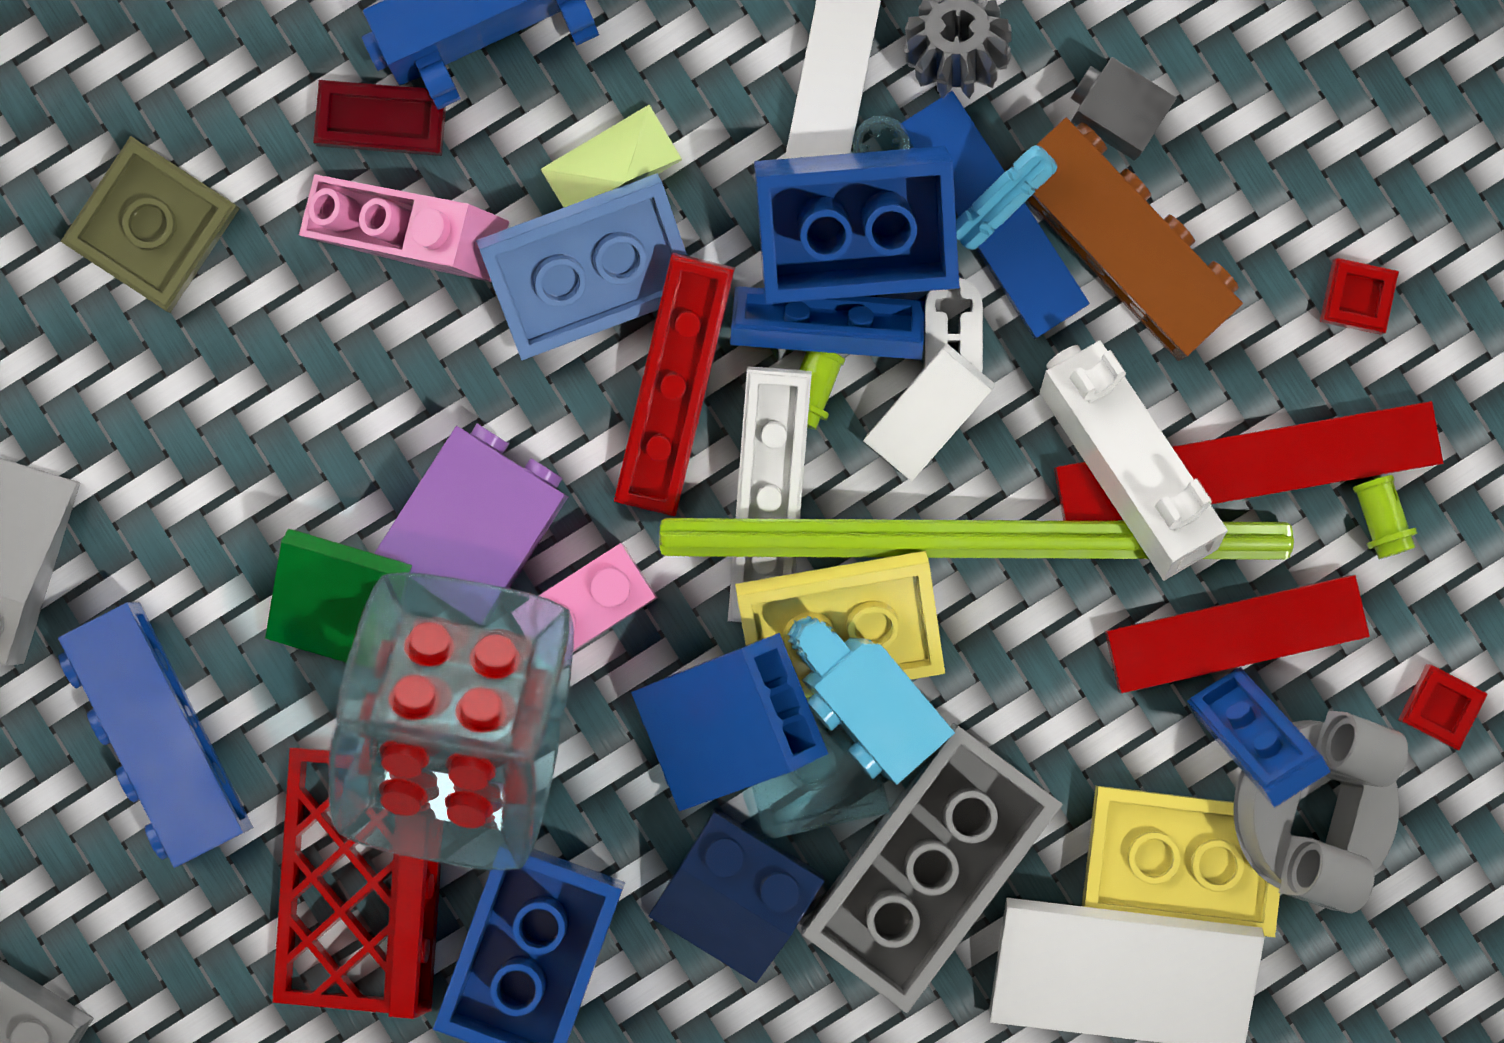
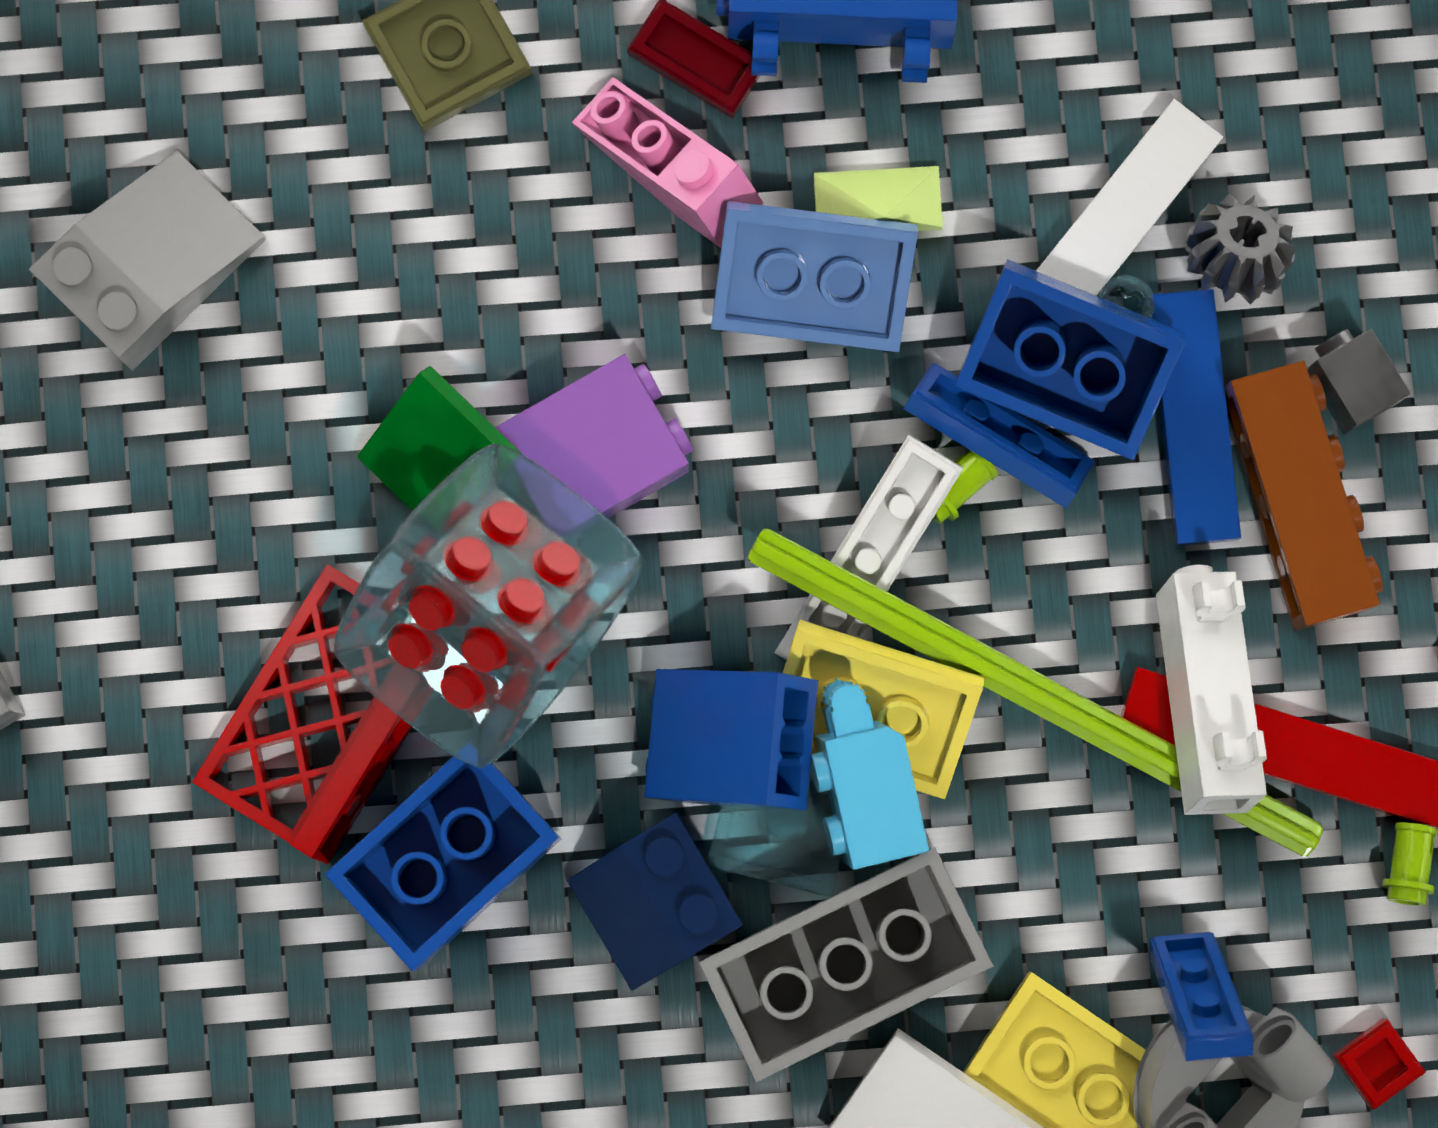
camera: 20 degrees right, 5 degrees down
(154, 734) = (213, 490): blue brick -> none
(602, 594) = (677, 571): bright pink brick -> none
(674, 384) = (835, 418): red tile -> none
(929, 412) = (1049, 559): white tile -> none
(969, 326) = (1116, 514): white beam -> none
(1004, 196) = (1214, 401): medium azure axle -> none
(1237, 634) = (1225, 900): red tile -> none

